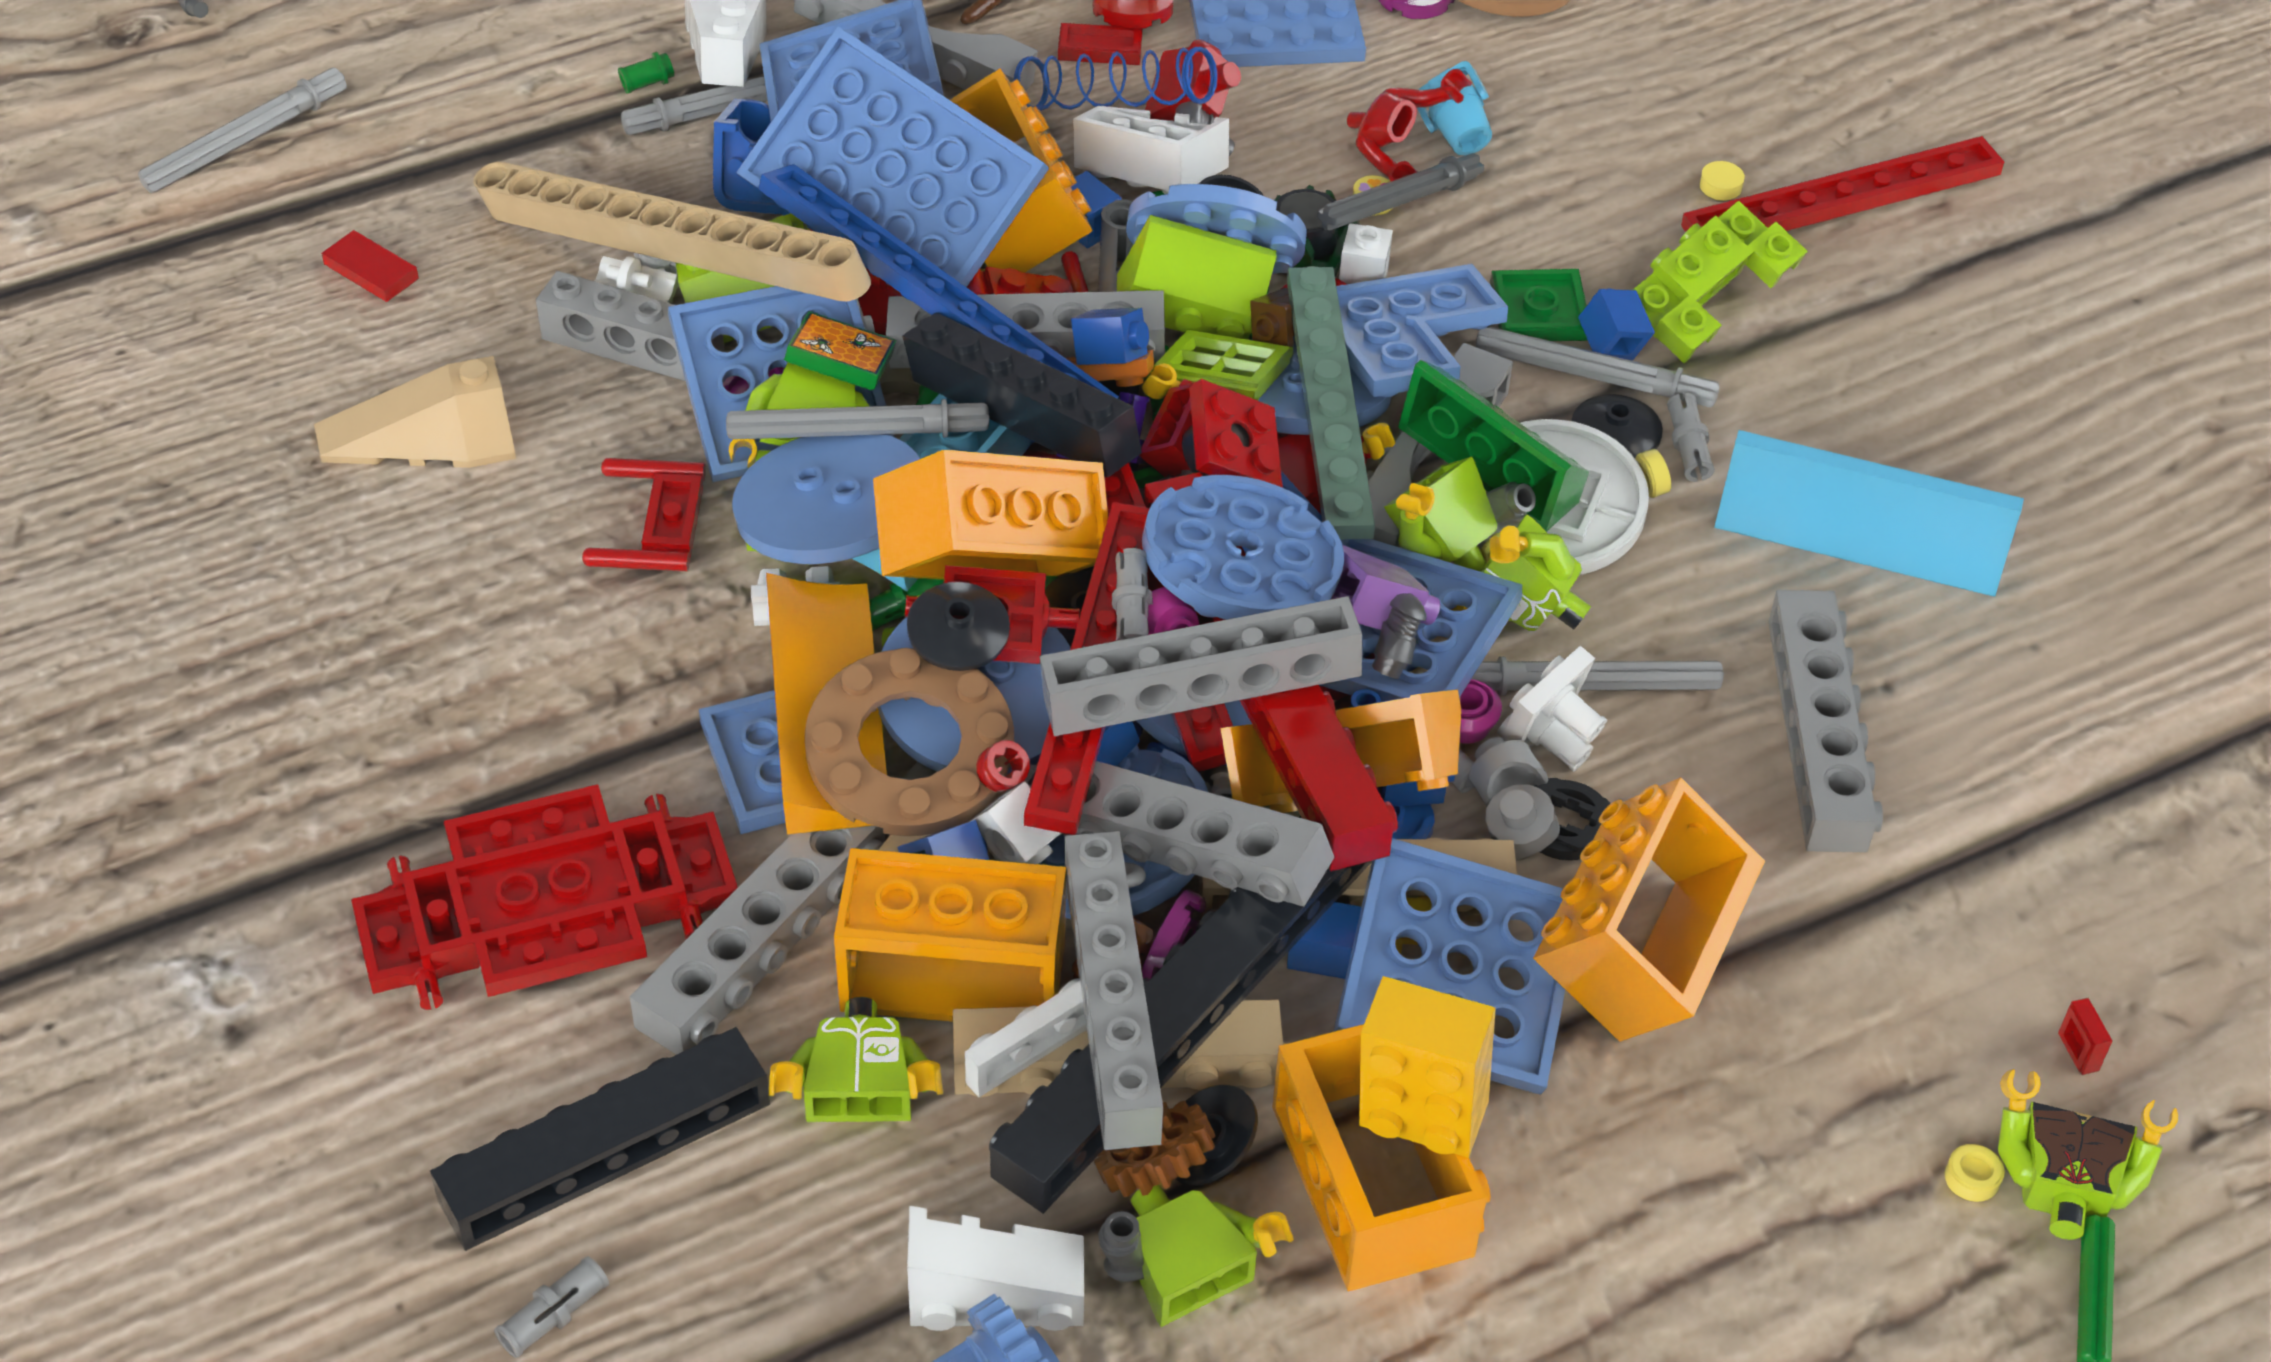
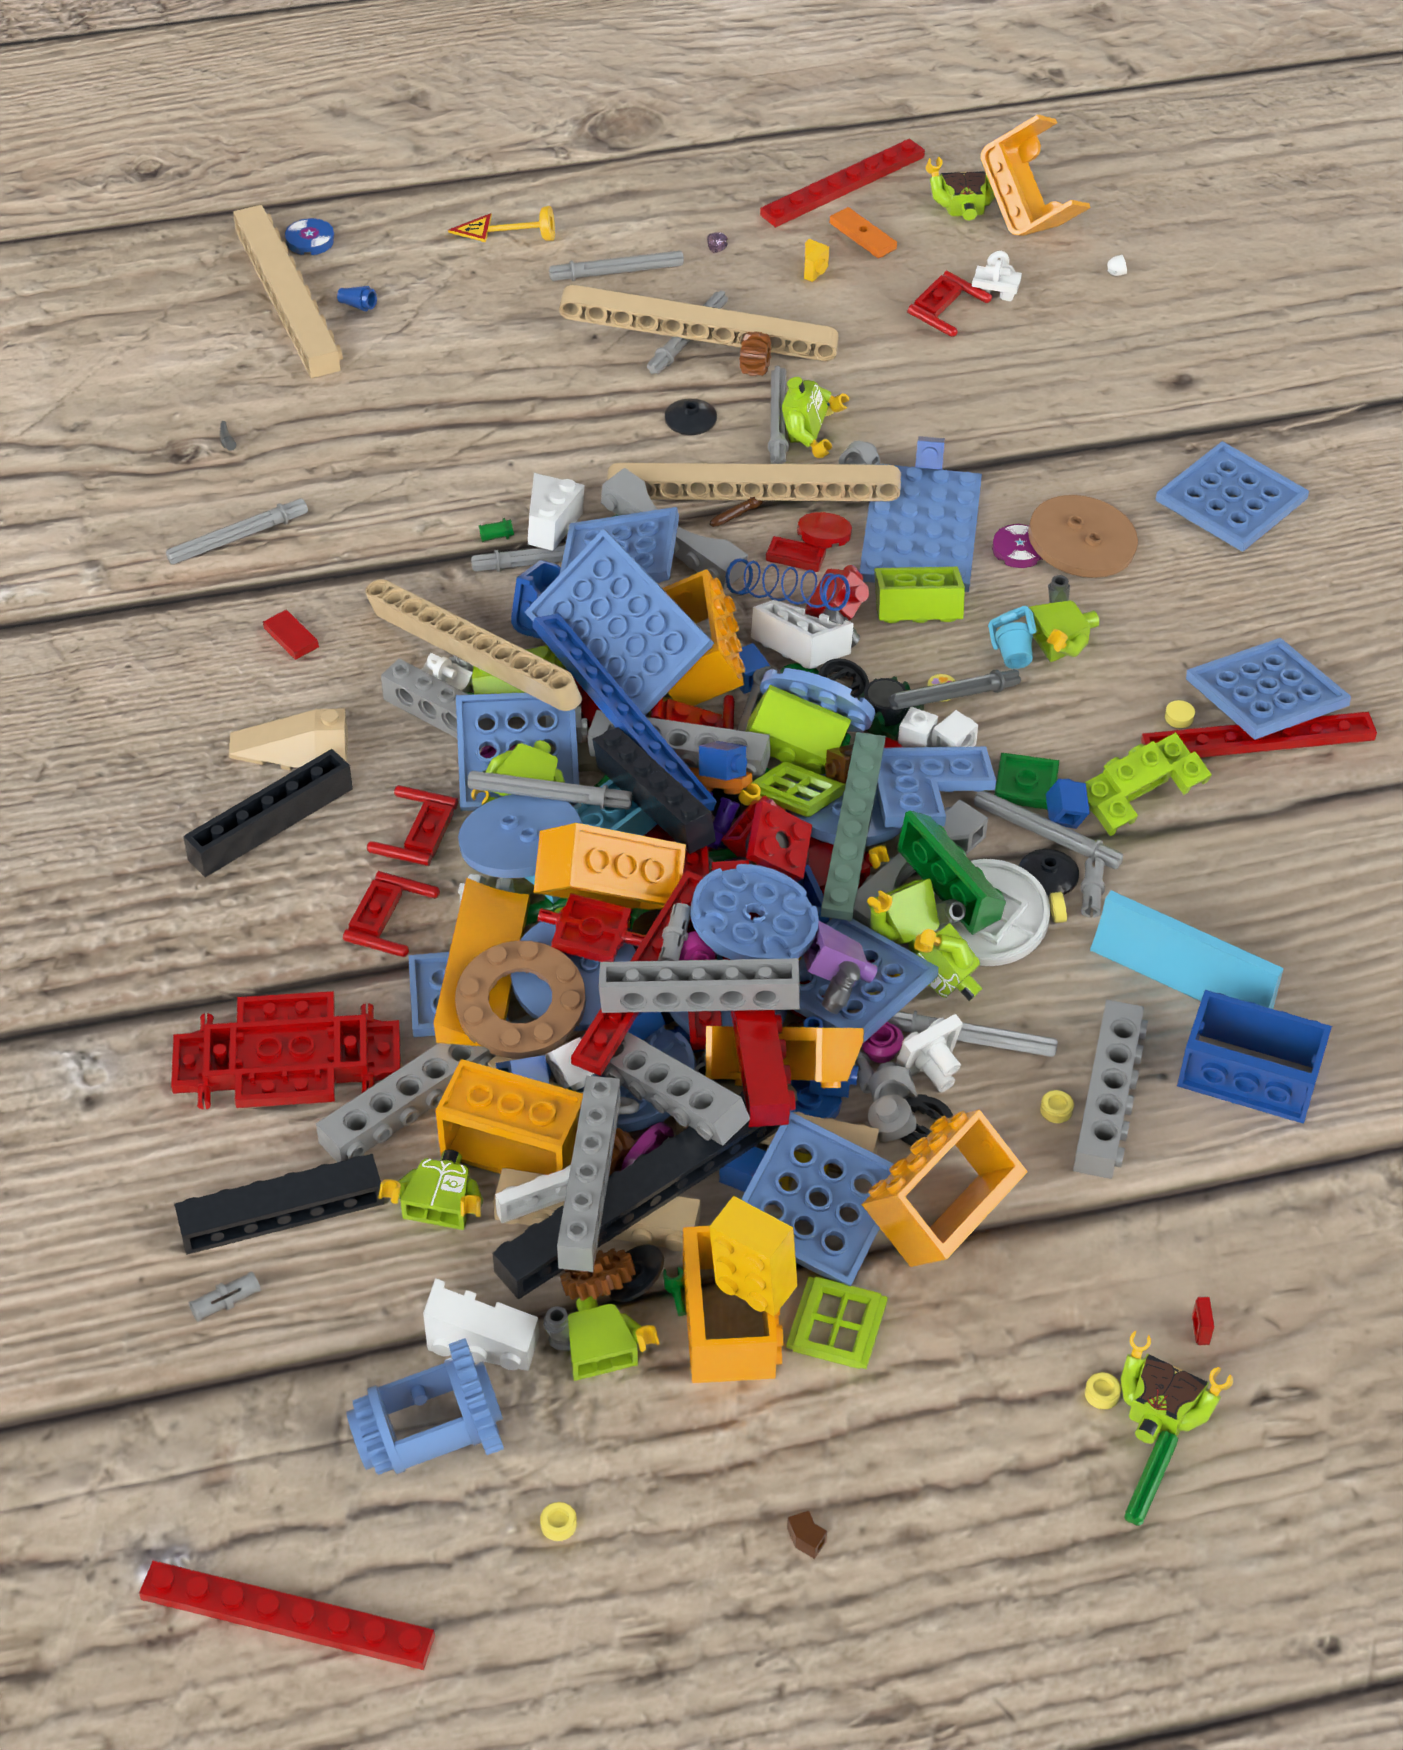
camera: 15 degrees right, 0 degrees up
(411, 532) = (268, 812): none -> black brick
(626, 650) = (377, 909): none -> red plate
(840, 350) = (553, 741): tile -> none
(958, 642) = (566, 944): black dish -> none
(1015, 756) = (559, 1028): red bush -> none
(1273, 1144) = (674, 1286): none -> green hand
(1303, 70) = (919, 594): none -> lime slope
(1393, 116) = (967, 636): red piece -> none
(1419, 250) = (955, 732): none -> white brick
(1518, 82) = (1060, 624): none -> lime torso
(1591, 1150) = (867, 1330): none -> lime piece
(1751, 760) = (1056, 1106): none -> light yellow tile
(1835, 125) = (1268, 688): none -> medium blue piece
(2017, 634) = (1246, 1078): none -> blue hose

